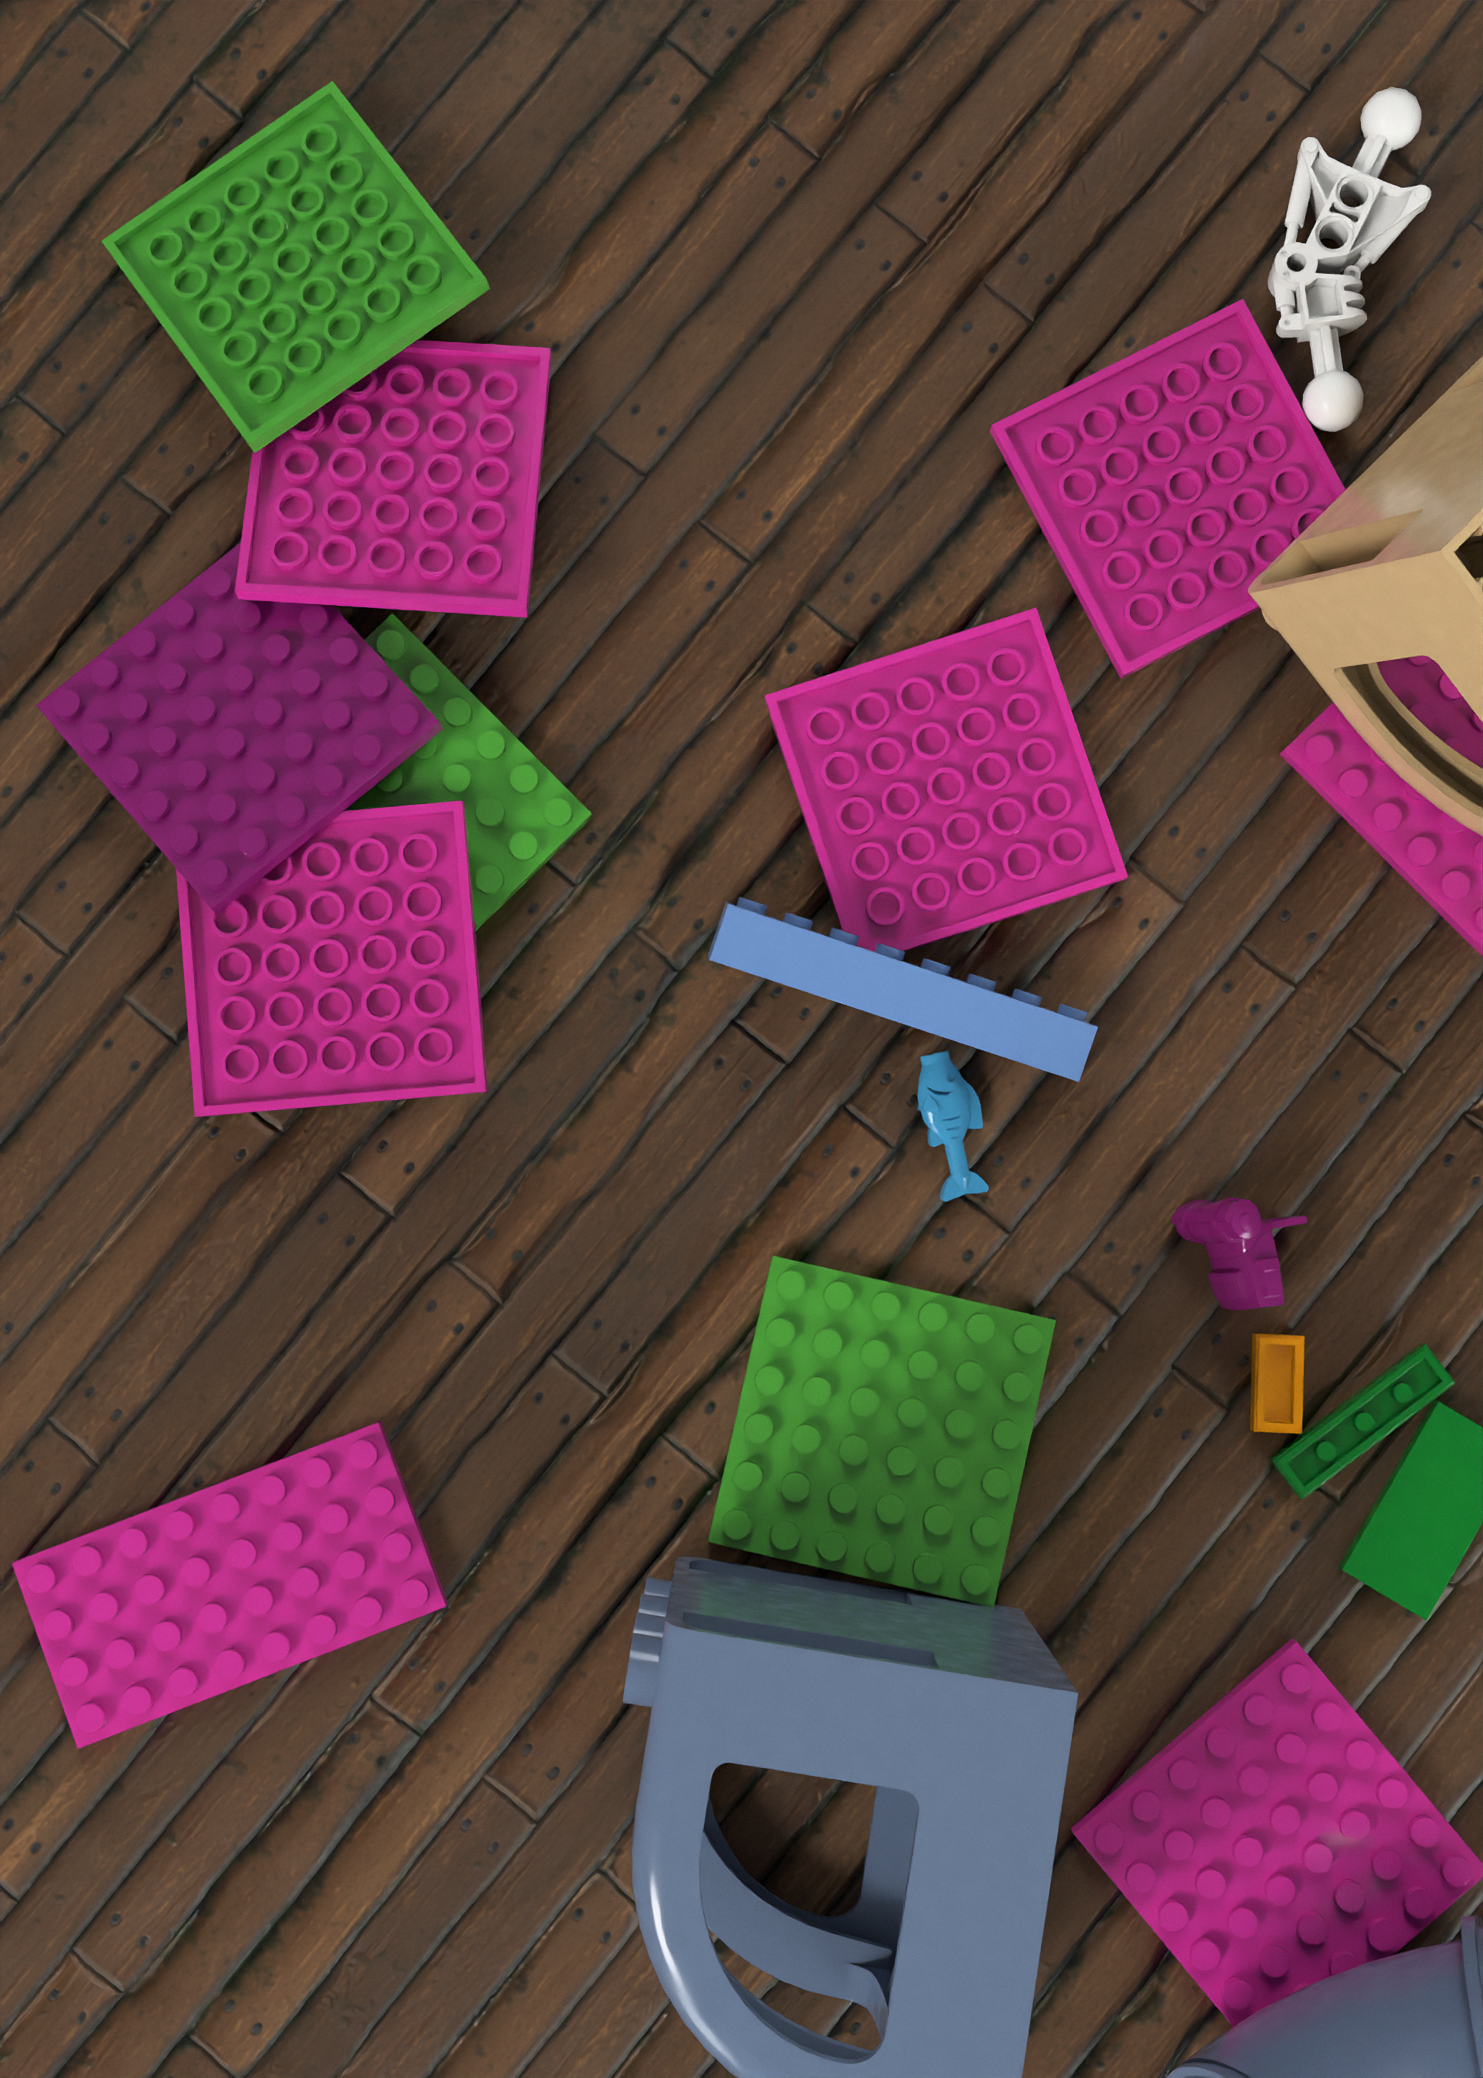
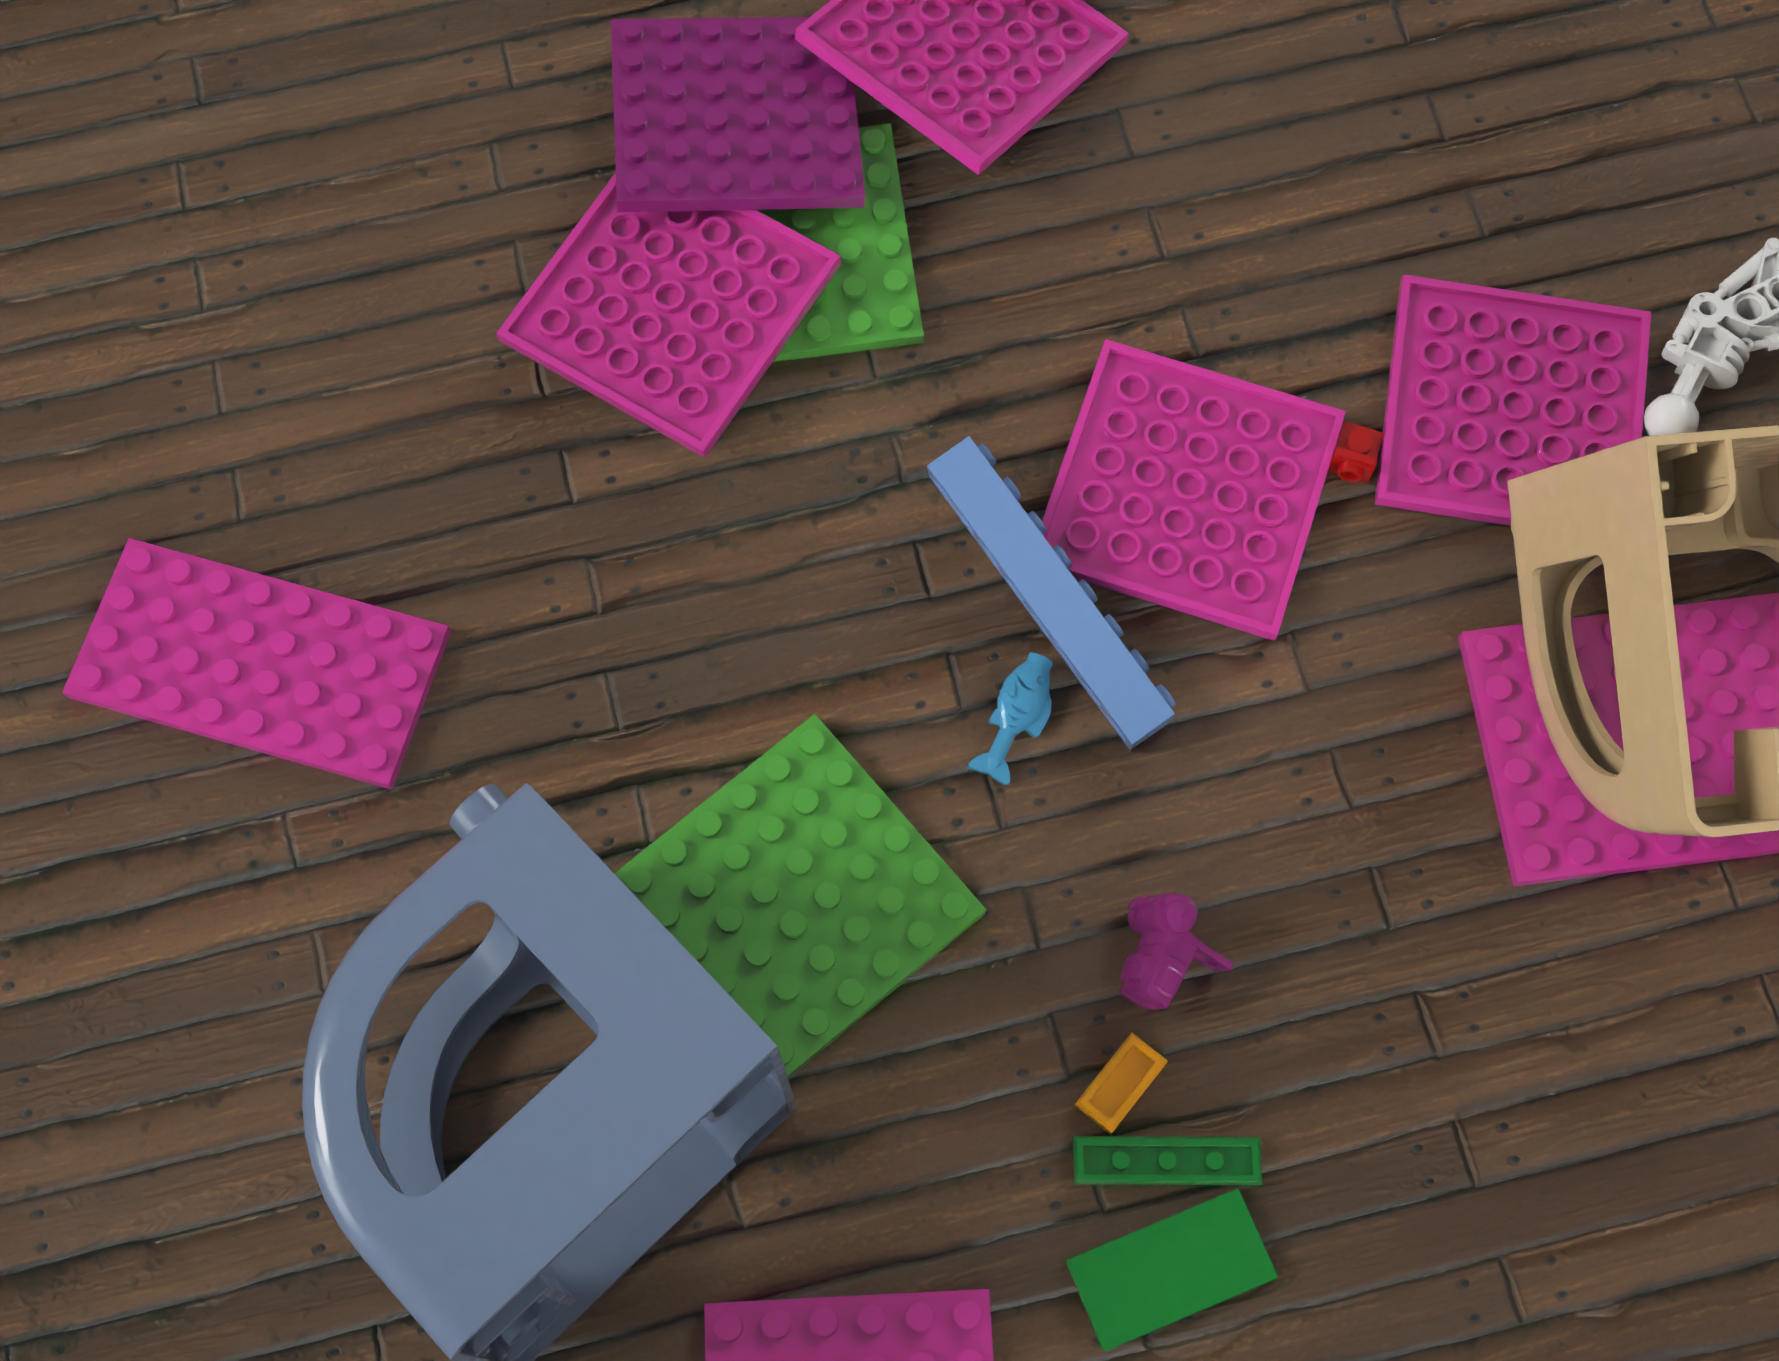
camera: 40 degrees right, 15 degrees down
(1072, 639) = (1355, 452): none -> red bracket

